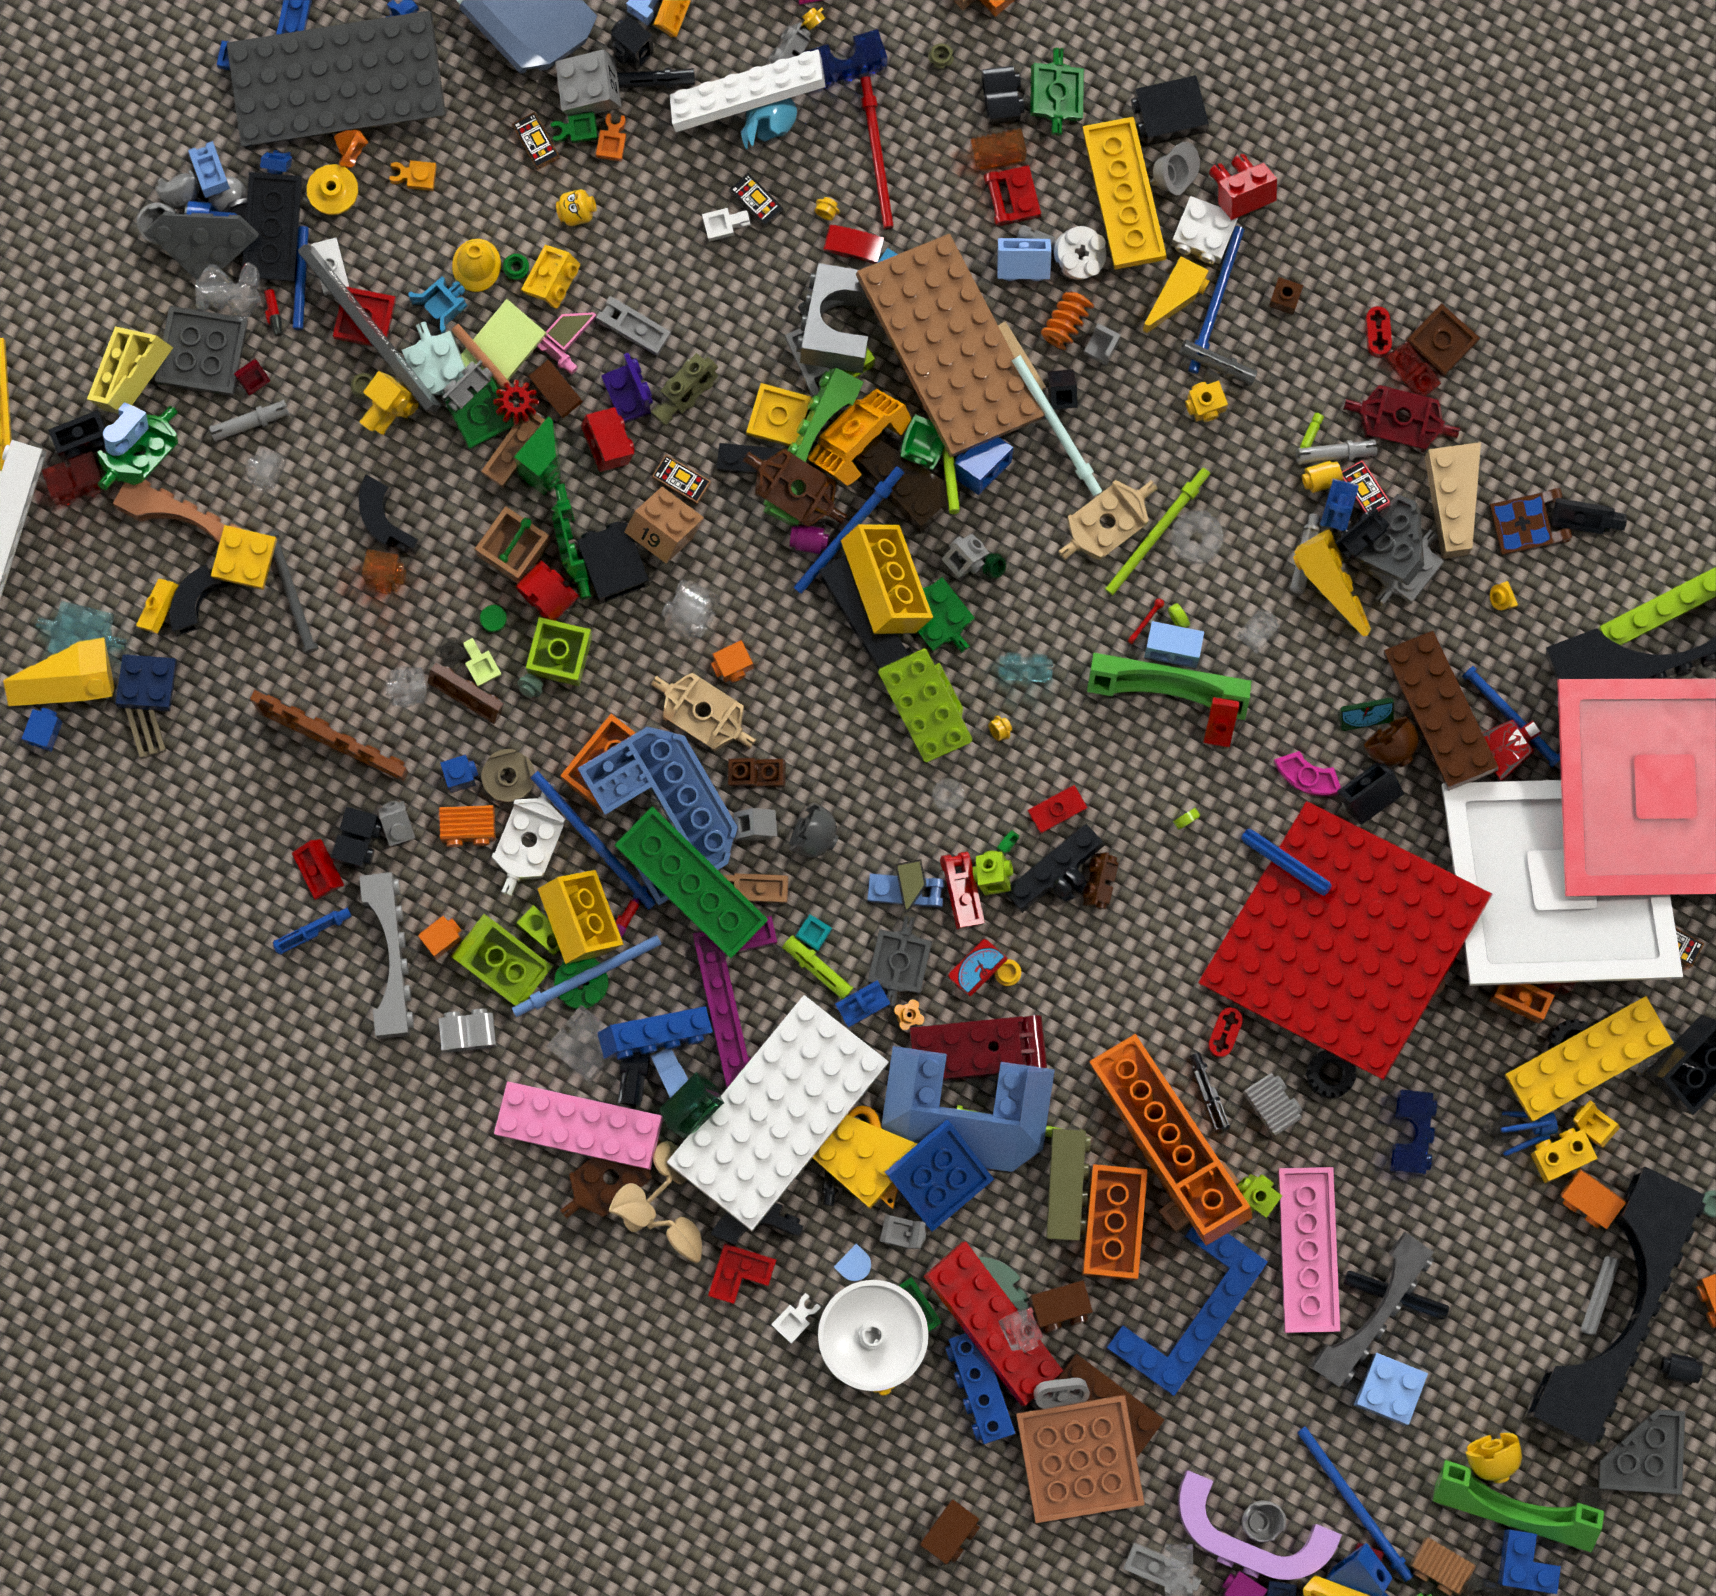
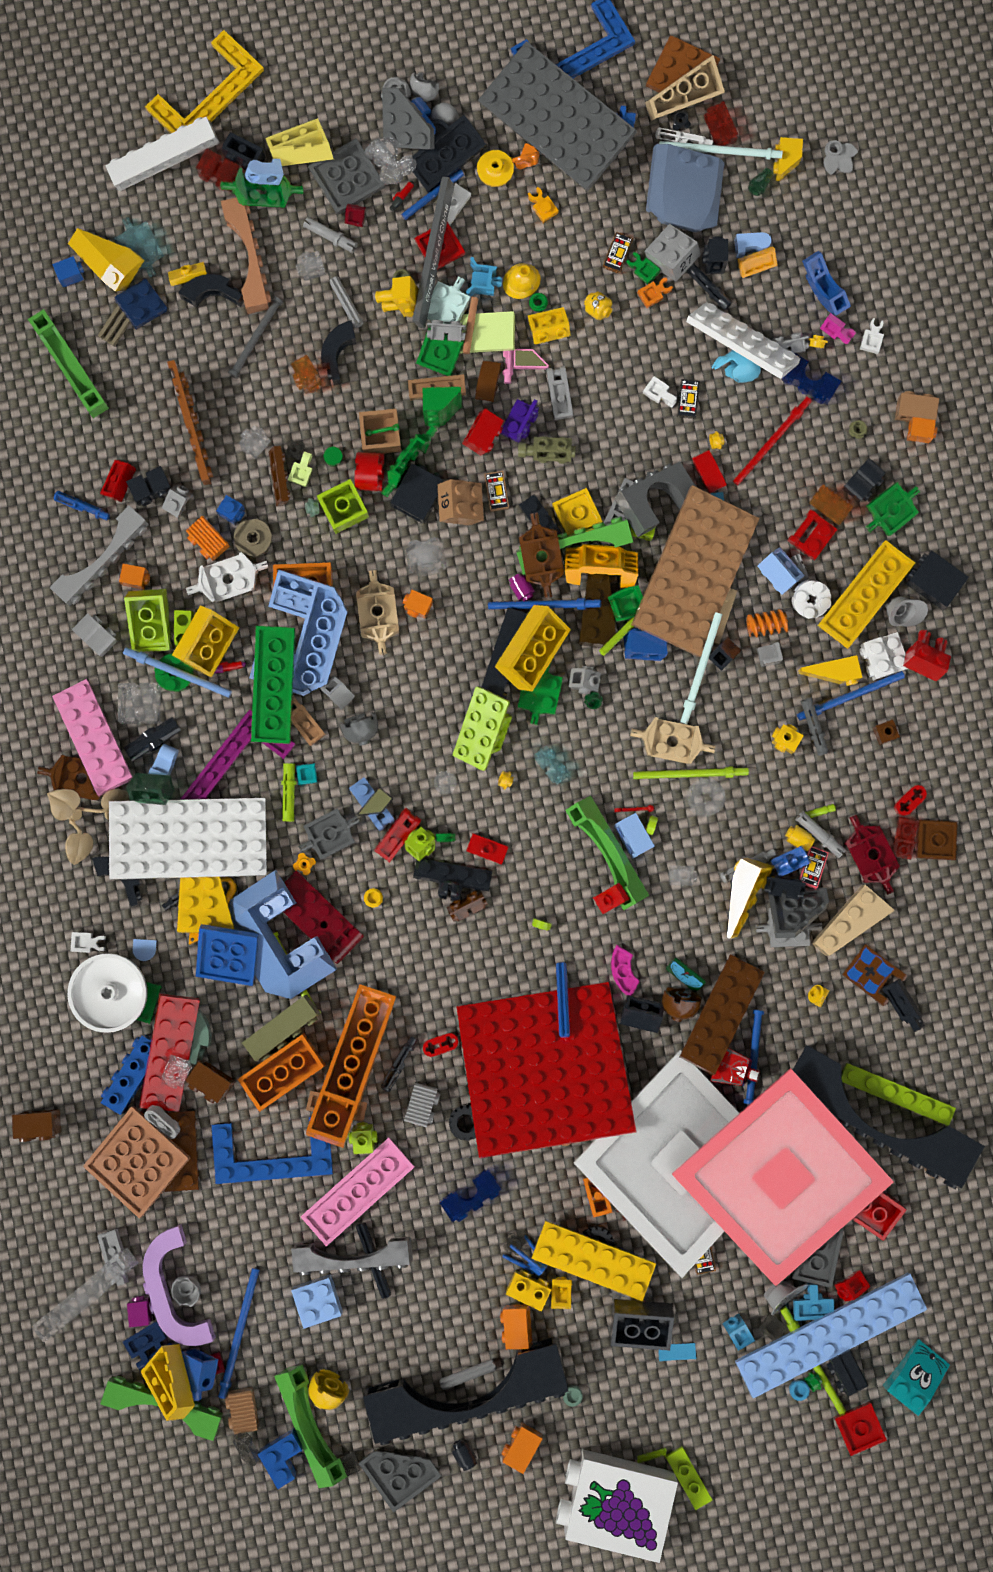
camera: 50 degrees right, 5 degrees up
(161, 816) = (68, 363): none -> bright green arch
(209, 170) = (447, 93): medium blue plate -> none
(244, 557) = (249, 294): yellow plate -> none
(276, 162) = (483, 125): blue plate -> none
(336, 465) = (346, 302): none -> light grey axle
(508, 407) = (467, 366): red gear -> none
(593, 840) = (255, 611): blue bar -> none
(655, 1032) = (170, 732): blue brick -> none
(739, 1264) = (88, 886): red plate -> none
(756, 773) = (368, 669): reddish brown slope -> none
(863, 1004) = (287, 834): blue hips -> none
(903, 1232) = (181, 961): light grey bracket -> none
(977, 967) = (361, 879): slope -> none

